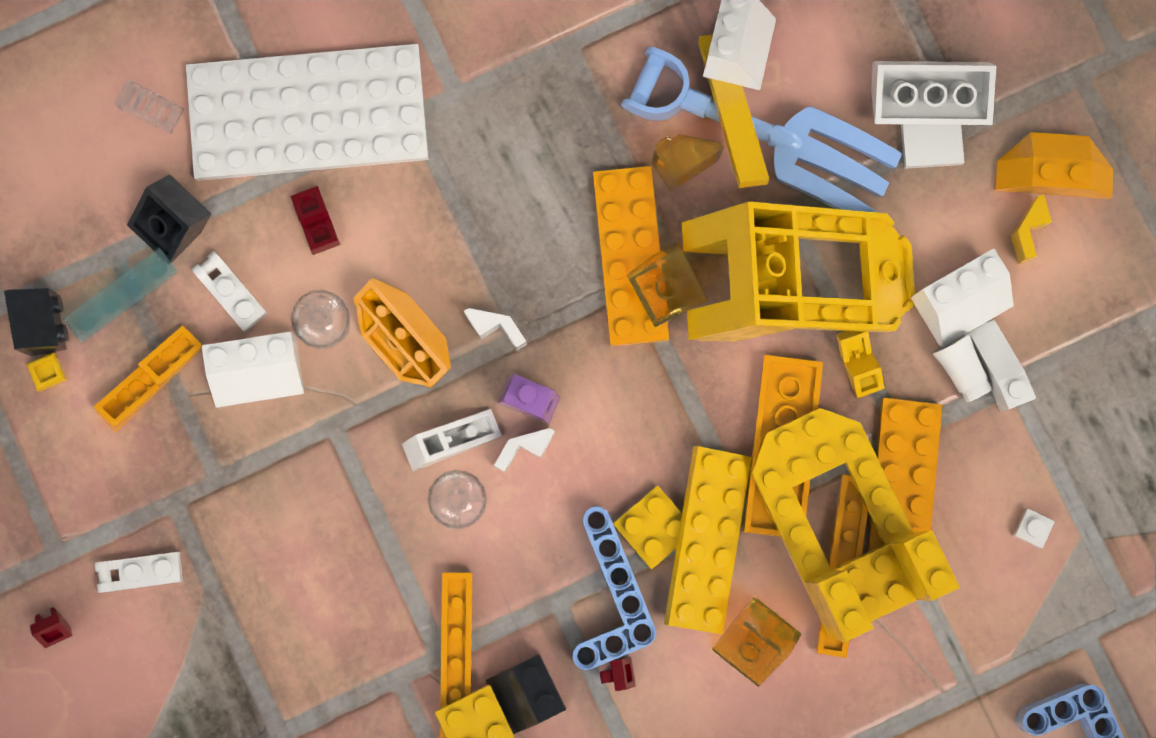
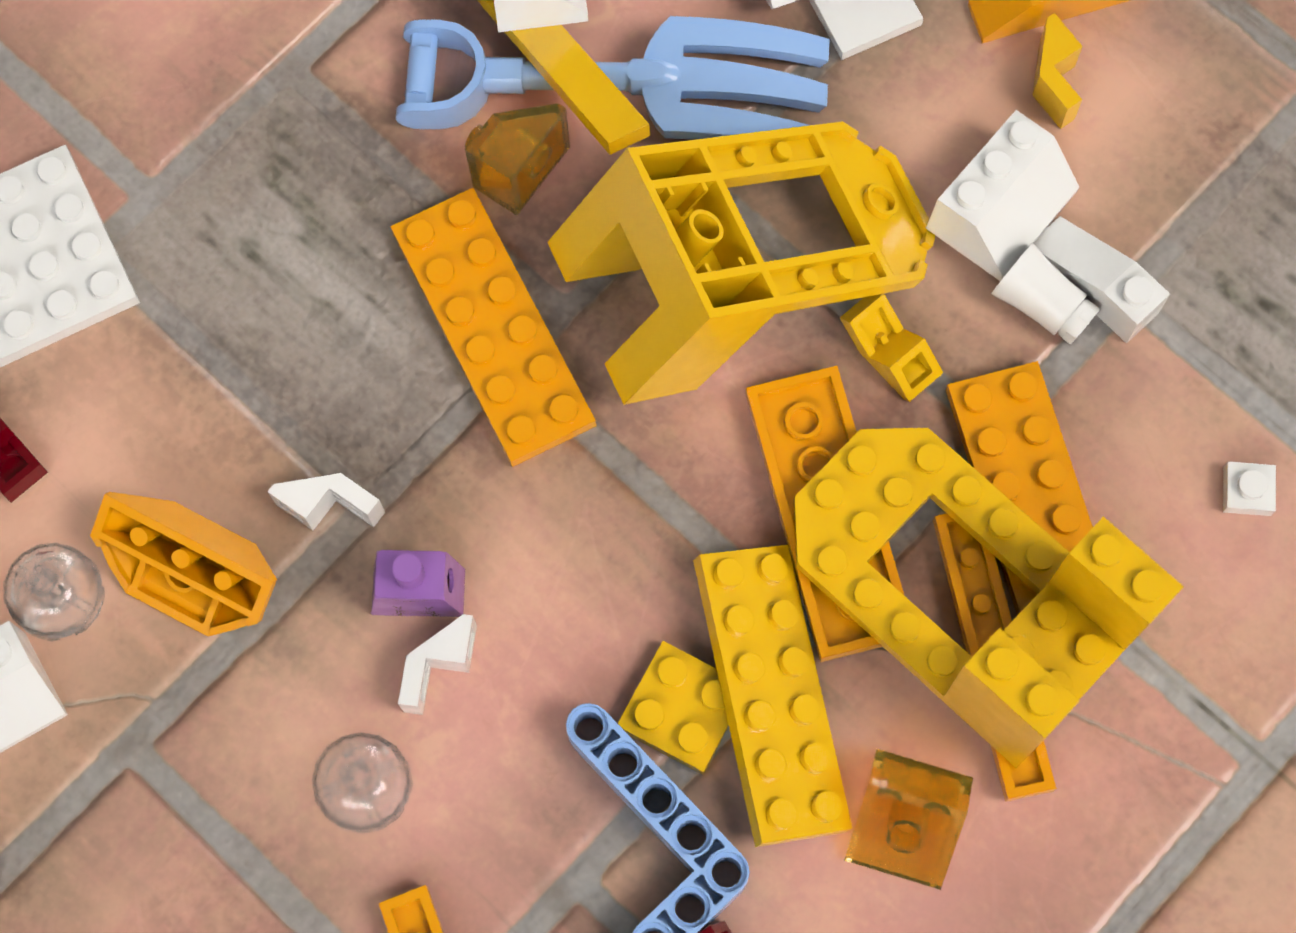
camera: 15 degrees left, 10 degrees down
(451, 439) = (317, 694): white slope -> none
(667, 284) = (561, 338): clear yellow slope -> none

